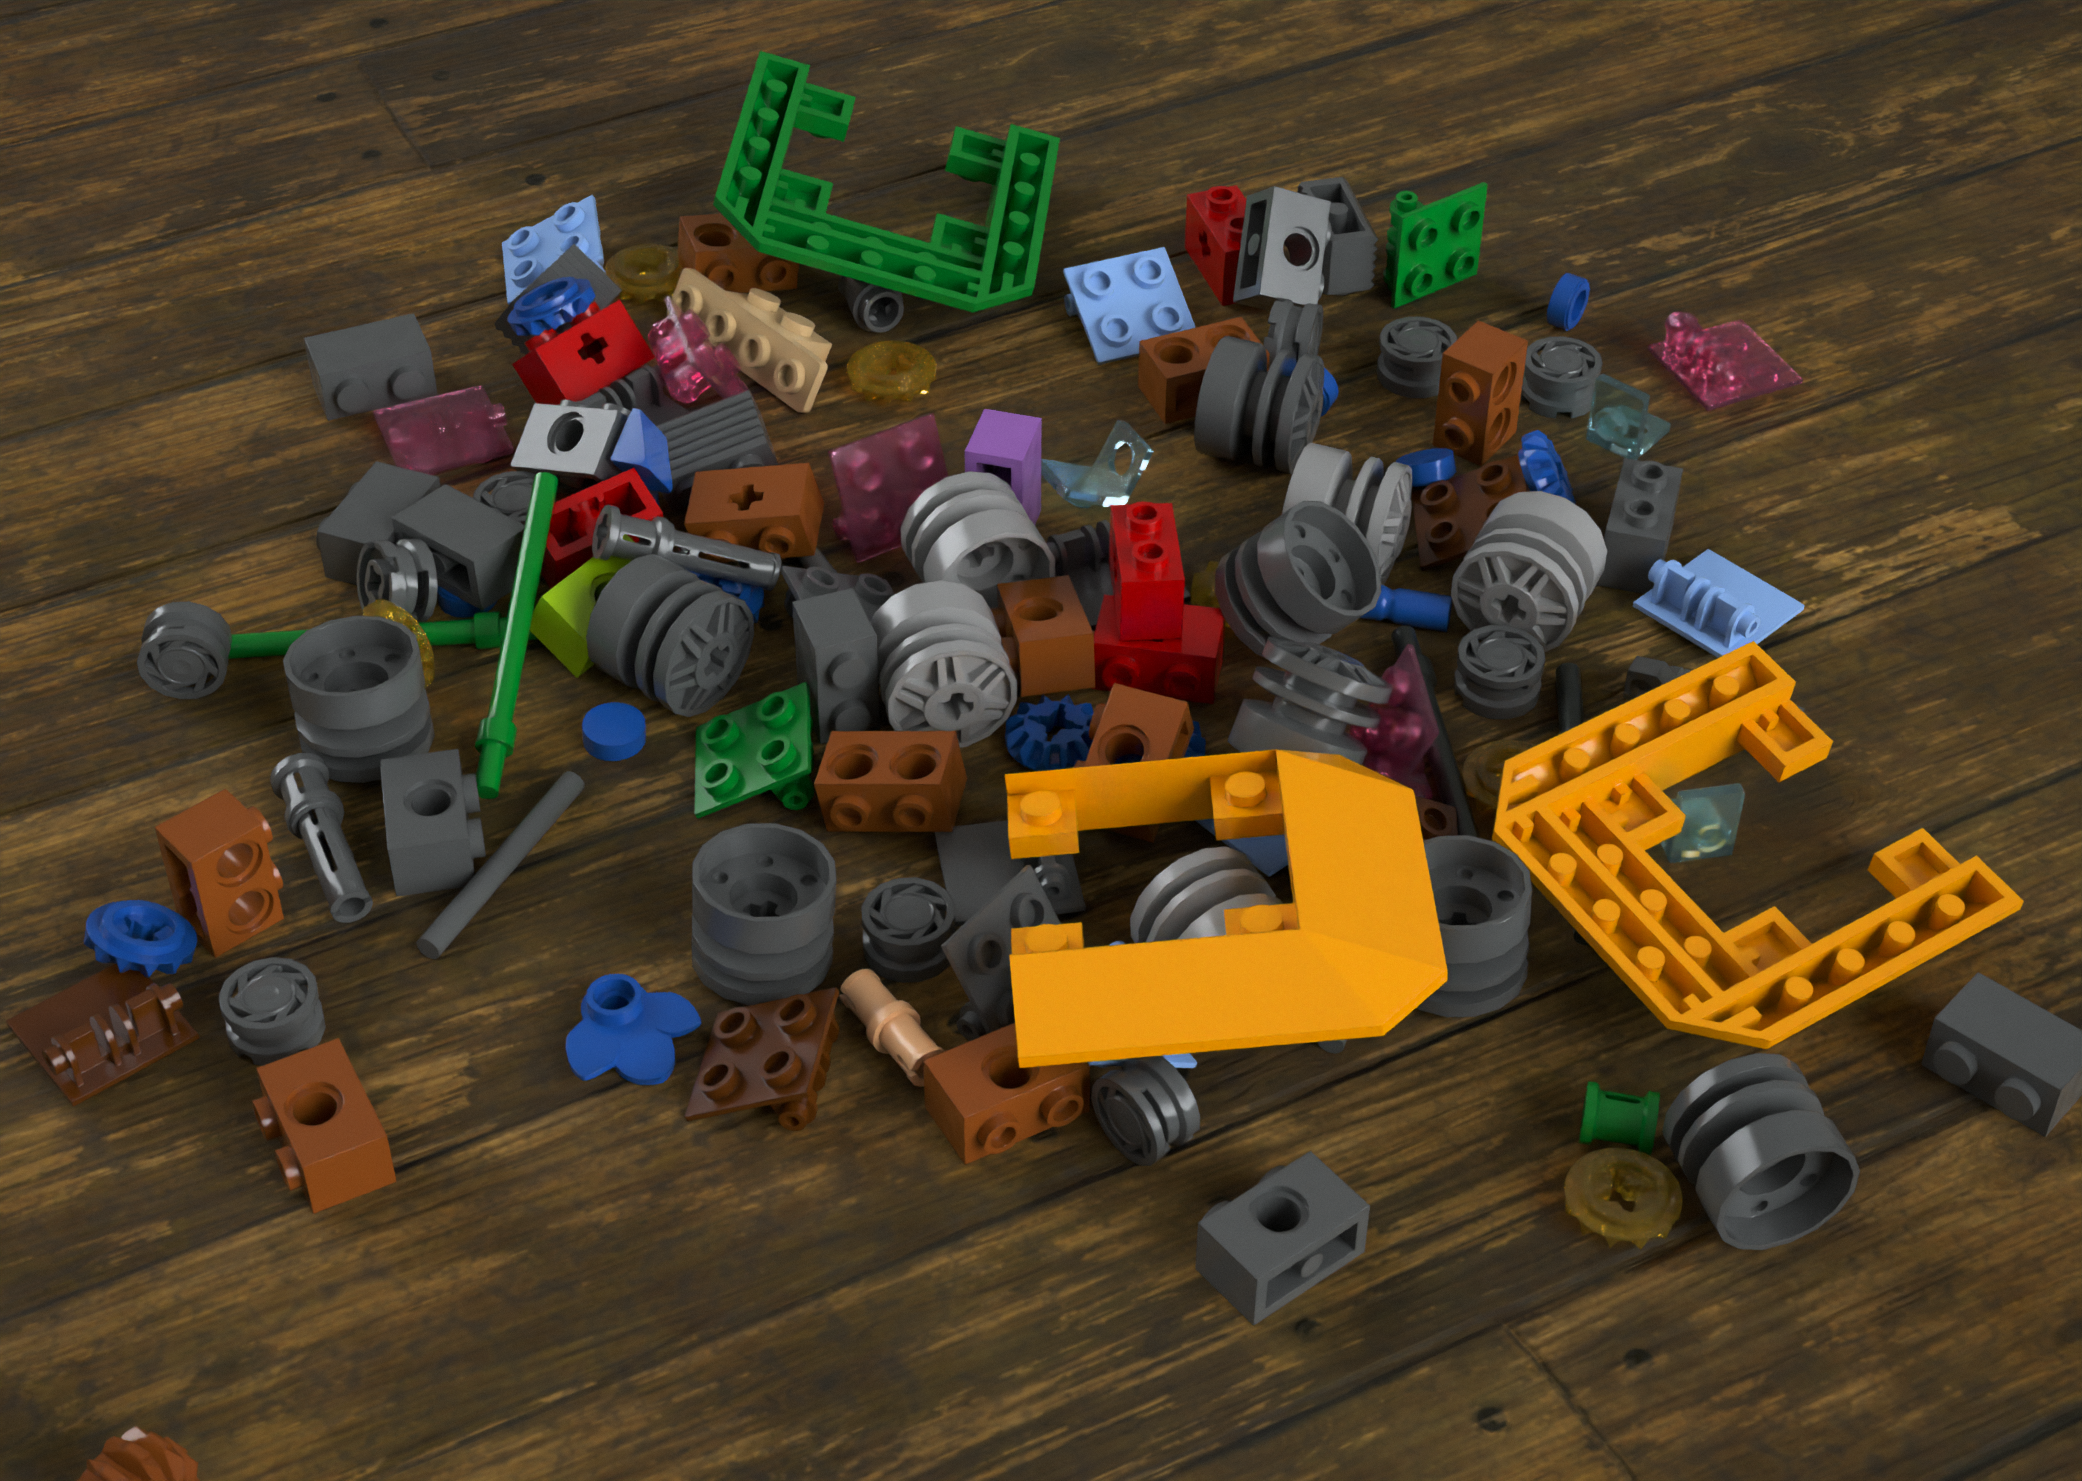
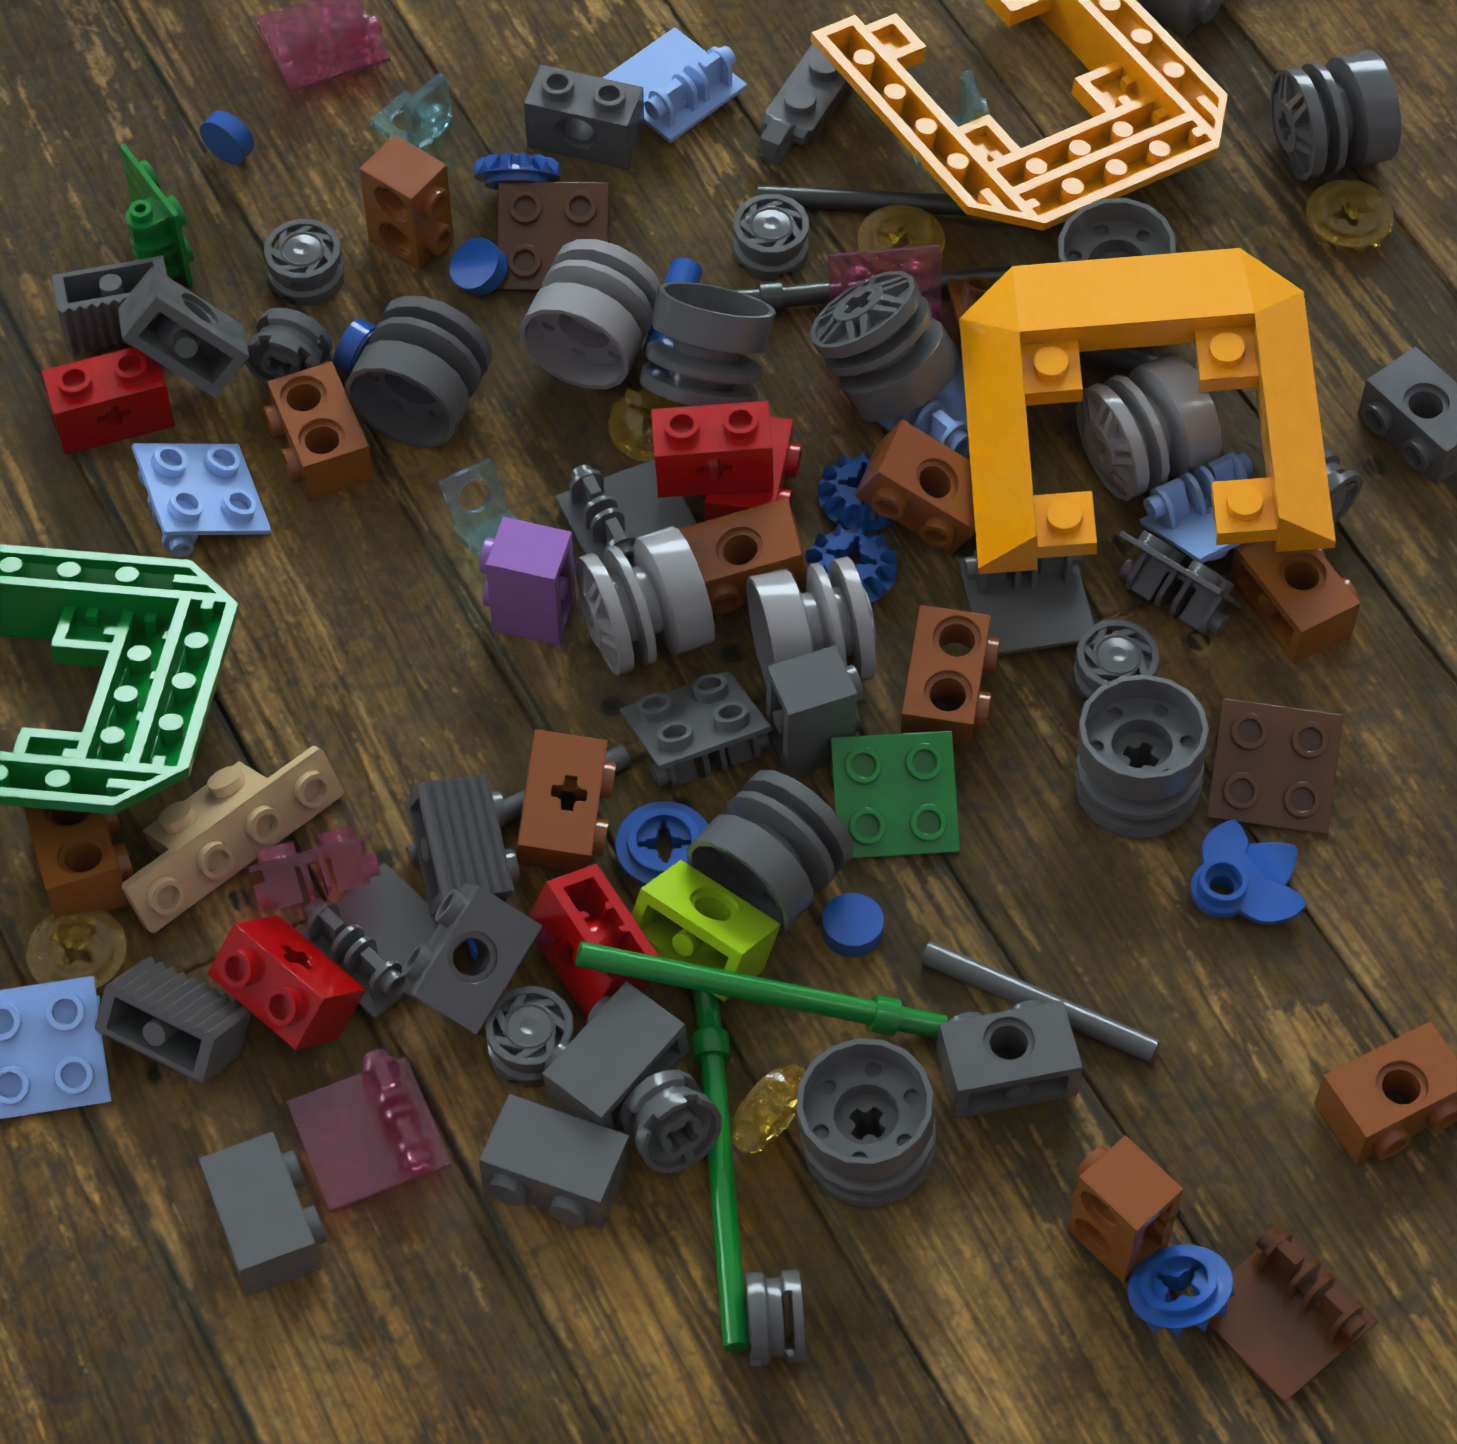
camera: 90 degrees left, 15 degrees up
(272, 1009) = (1257, 1165): dark grey wheel -> none
(344, 887) = (993, 1166): dark grey pin -> none
(550, 305) = (231, 968): blue gear -> none
(646, 450) = (512, 882): blue slope -> none
(659, 537) = (668, 850): dark grey pin -> none
(871, 364) = (268, 694): clear yellow gear -> none
(881, 480) = (526, 687): clear pink hinge -> none
(889, 1023) = (1234, 672): light nougat pin -> none
(1530, 567) = (675, 188): light grey wheel -> none
(1560, 376) = (339, 152): dark grey wheel -> none
(1619, 1118) = (1276, 206): green bush -> none

